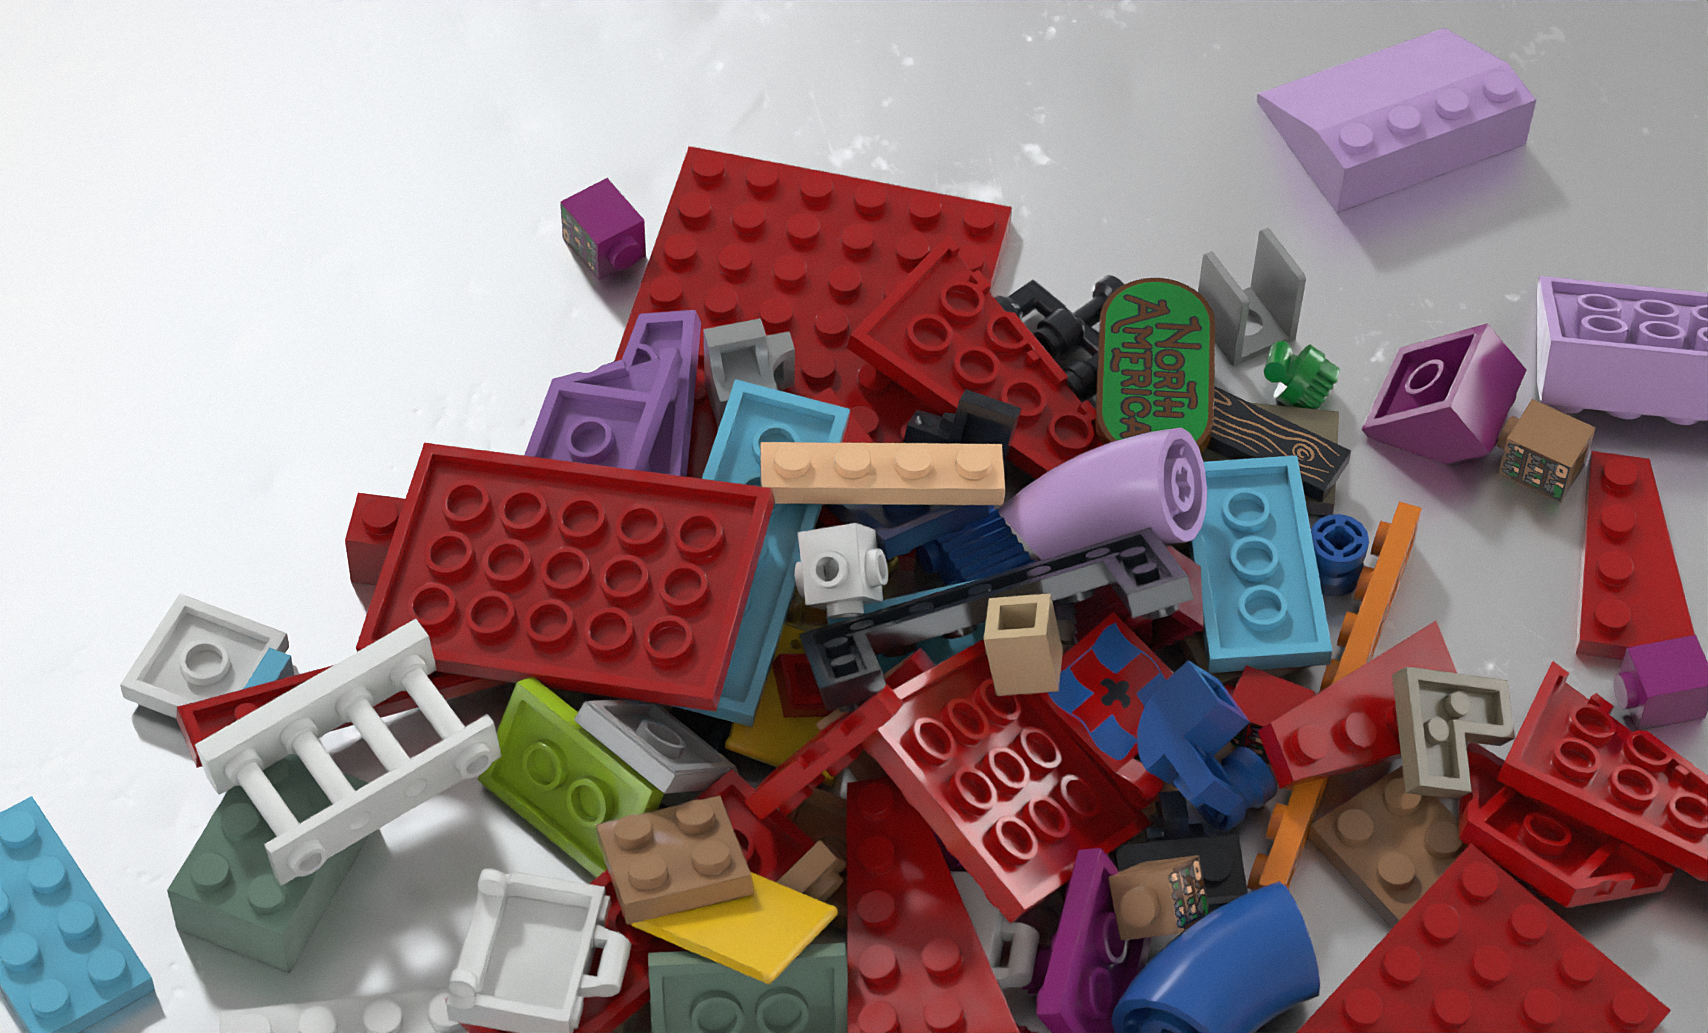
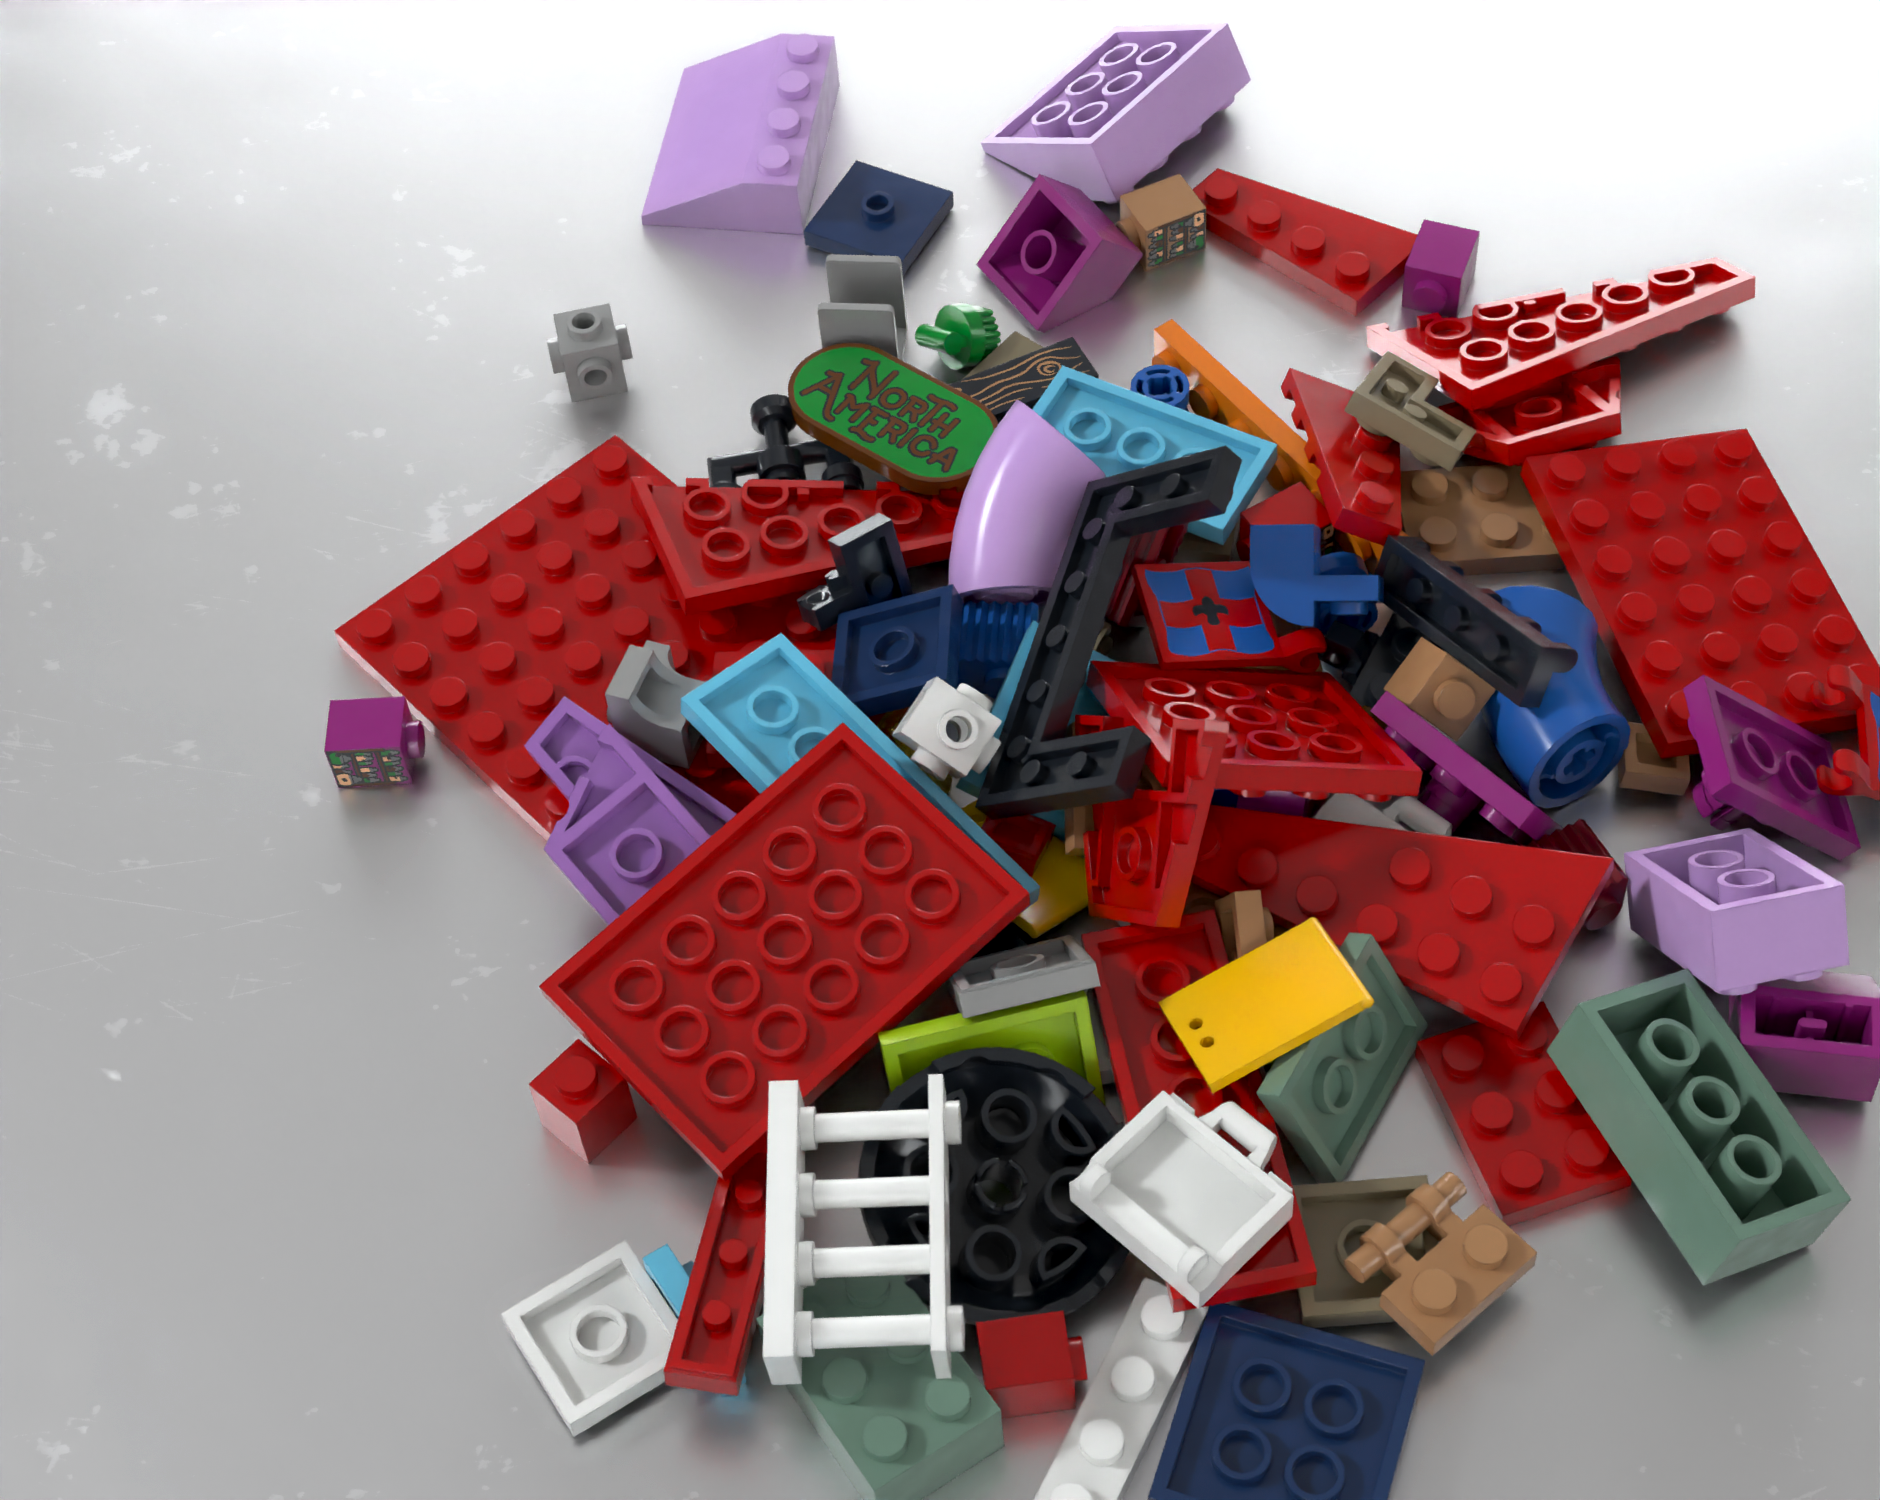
camera: 50 degrees left, 0 degrees up
(350, 943) = (1031, 1363): none -> red brick
(527, 800) = (1033, 1132): none -> black brick
(674, 859) = (1167, 1021): medium nougat plate -> none
(883, 473) = (874, 642): light nougat plate -> none
(1023, 644) = (1146, 629): tan brick -> none
(1075, 140) = (590, 352): none -> light grey brick
(1225, 870) = (1470, 622): none -> black hinge
(1391, 252) = (878, 215): none -> dark blue plate

